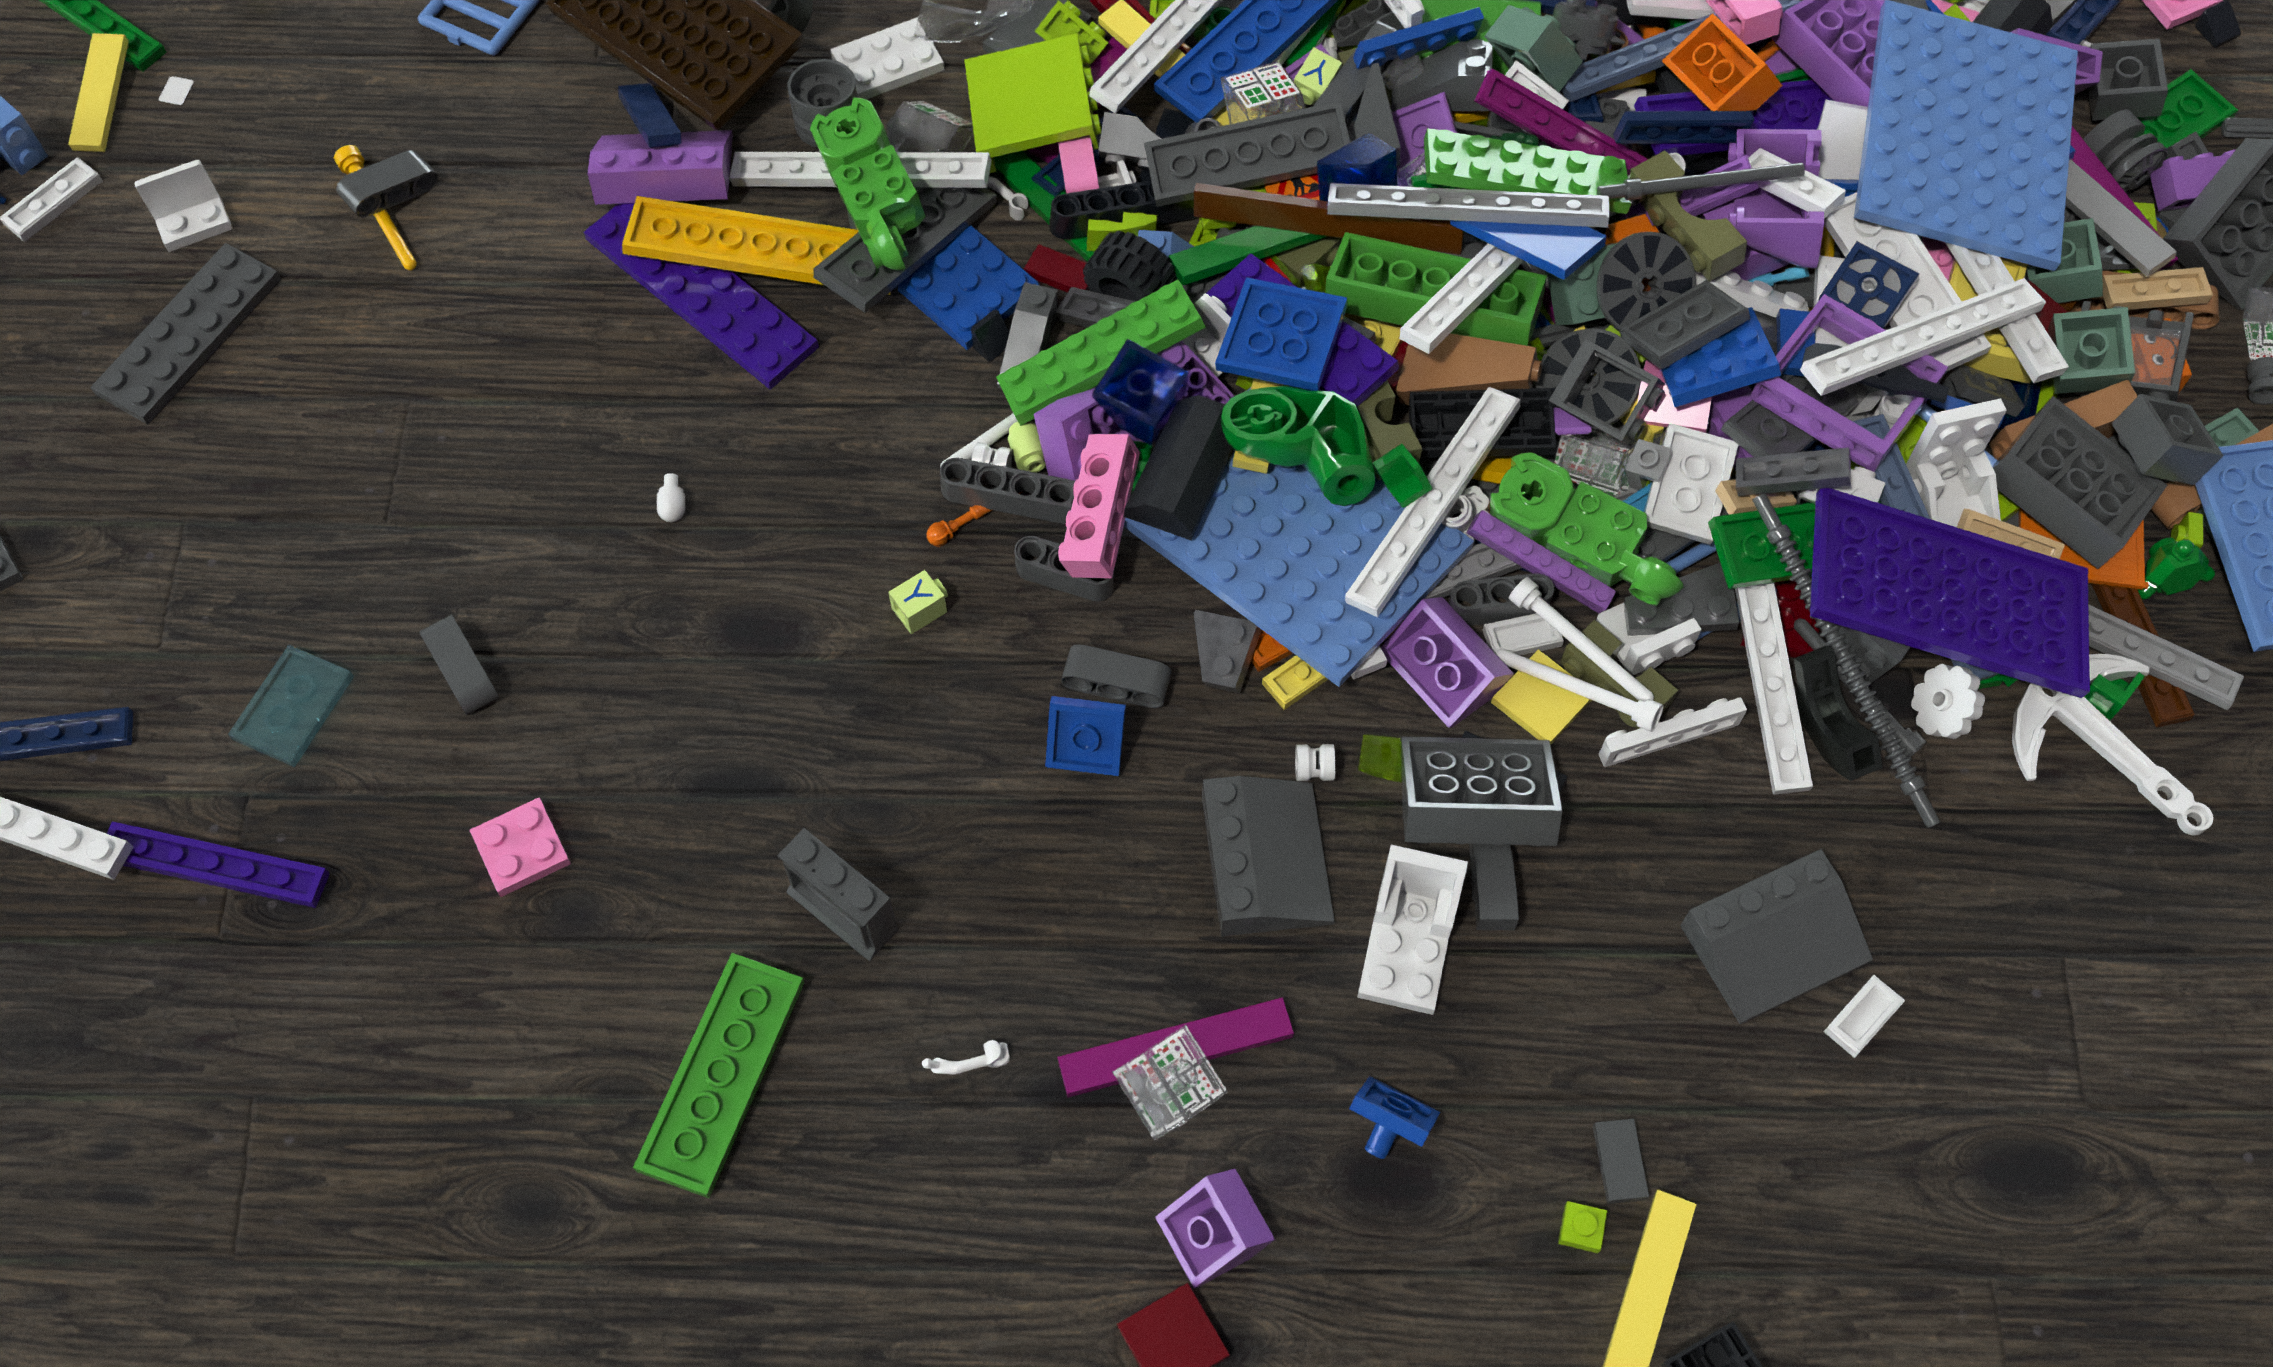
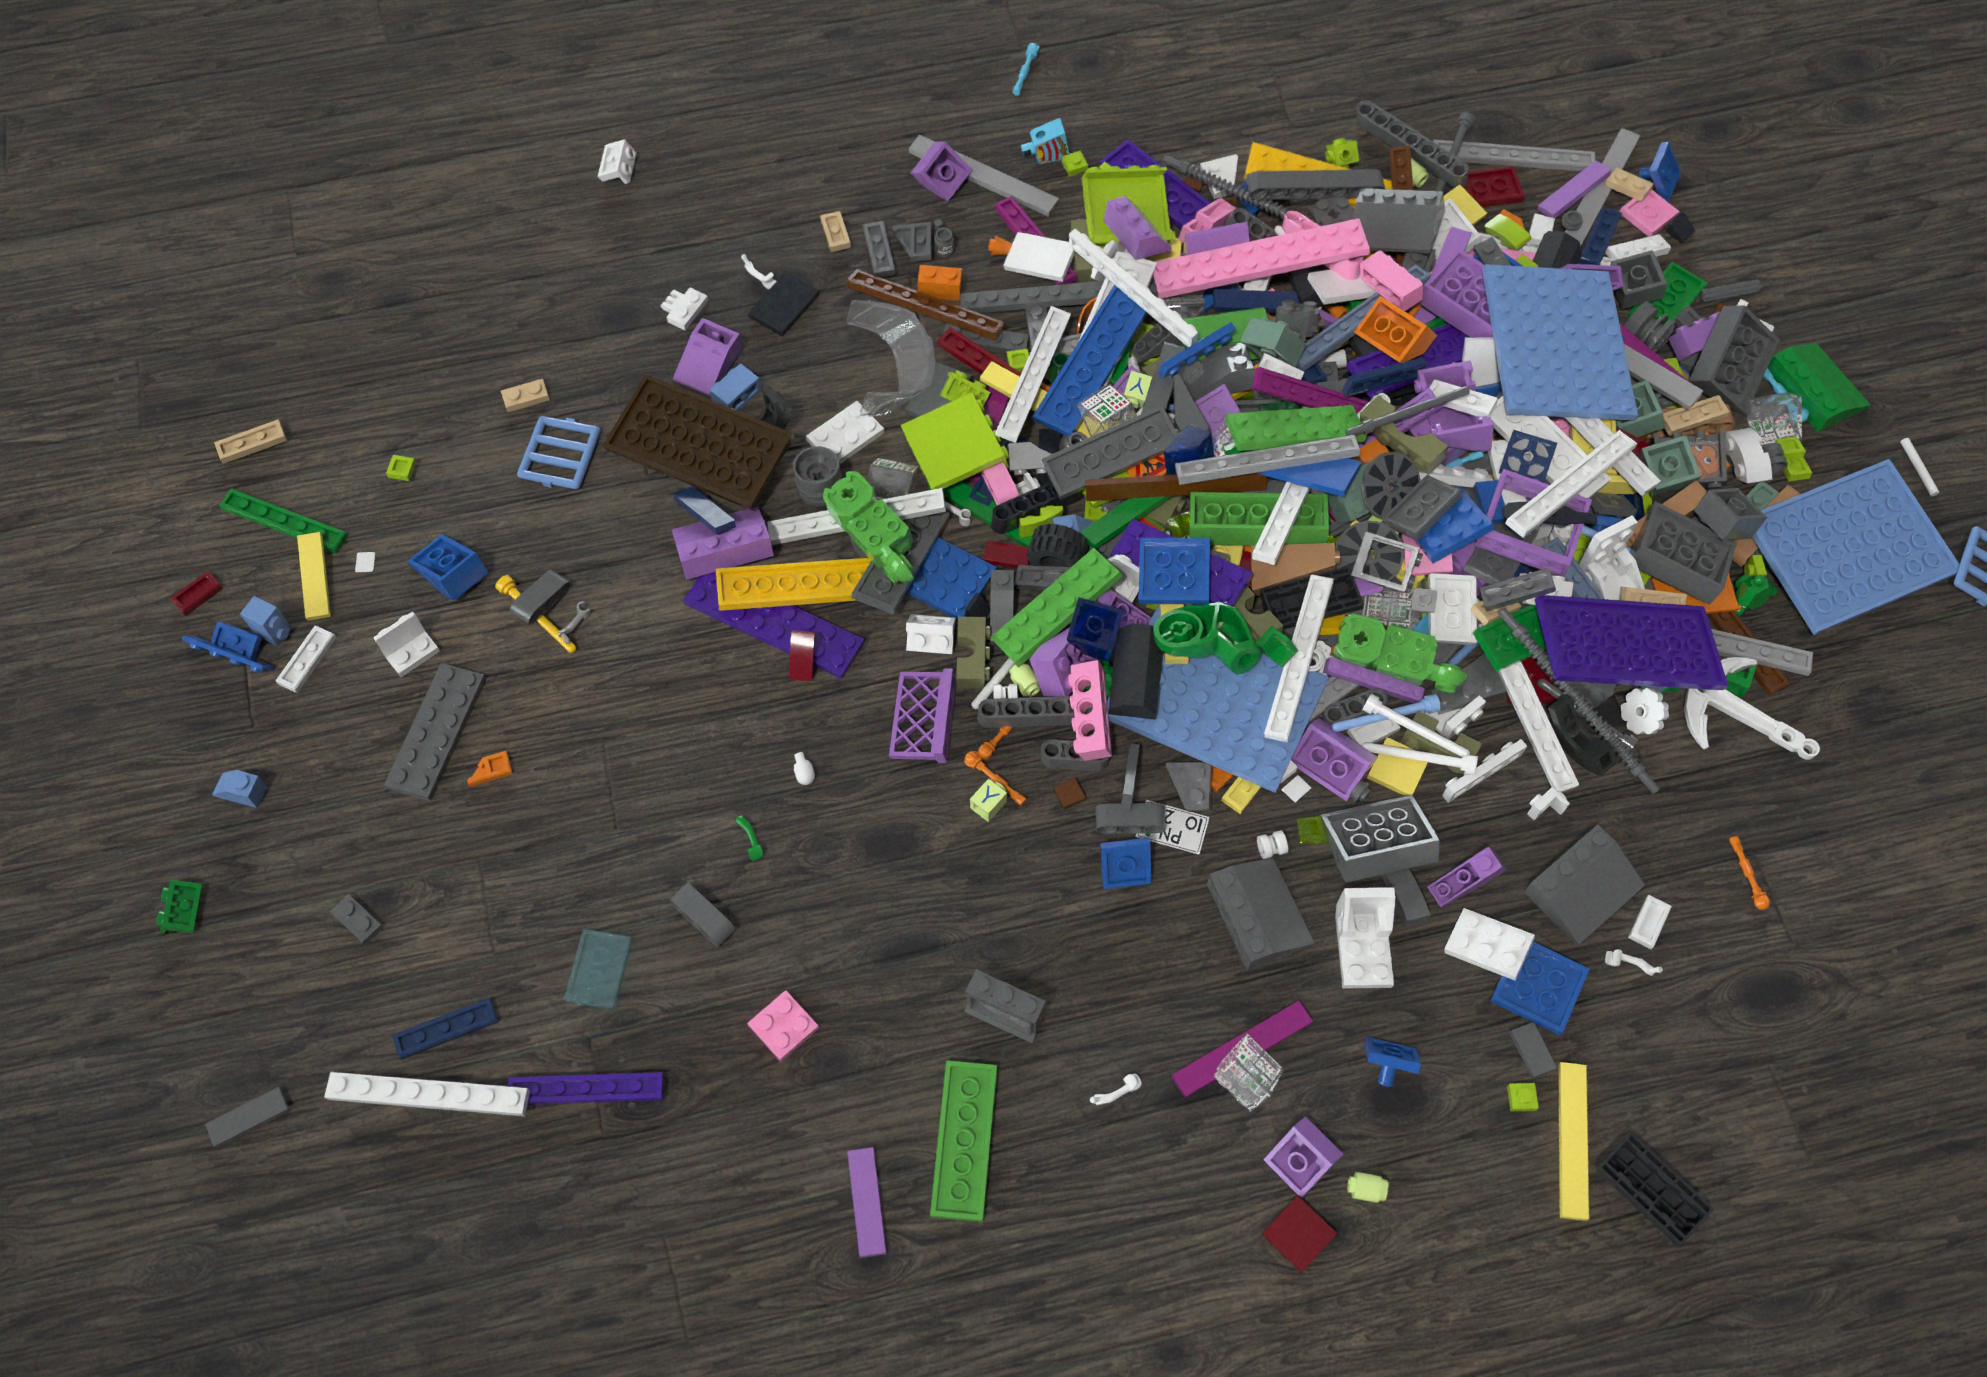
camera: 15 degrees left, 0 degrees up
(244, 399) = (491, 768): none -> orange tile
(281, 119) = (449, 566): none -> blue slope
(441, 221) = (580, 615): none -> light grey piece
(551, 1127) = (866, 1202): none -> medium lavender tile
(564, 596) = (755, 852): none -> green piece
(717, 341) = (802, 655): none -> dark red slope
(891, 477) = (942, 721): none -> medium lavender fence
(912, 353) = (930, 633): none -> white bracket
(918, 543) = (974, 760): none -> orange piece
(957, 417) = (972, 670): none -> olive arch
(1040, 621) = (1069, 793): none -> reddish brown tile
(1131, 616) = (1130, 777): none -> dark grey tile
(1188, 711) = (1183, 830): none -> white sticker
(1298, 1298) = (1368, 1187): none -> yellowish green brick
(1379, 693) = (1296, 788): none -> white sticker
(1472, 718) = (1360, 791): none -> dark grey plate
(1598, 880) = (1467, 877): none -> medium lavender slope
(1600, 986) = (1489, 944): none -> white plate
(1614, 615) = (1429, 704): none -> light blue piece
(1660, 1067) = (1543, 989): none -> blue plate
(1747, 799) = (1550, 798): none -> white bracket
(1791, 1055) = (1614, 959): none -> white piece
(2050, 1022) = (1760, 899): none -> orange piece
(2173, 39) = (1623, 250): none -> white plate
(2225, 367) = (1748, 456): none -> white brick

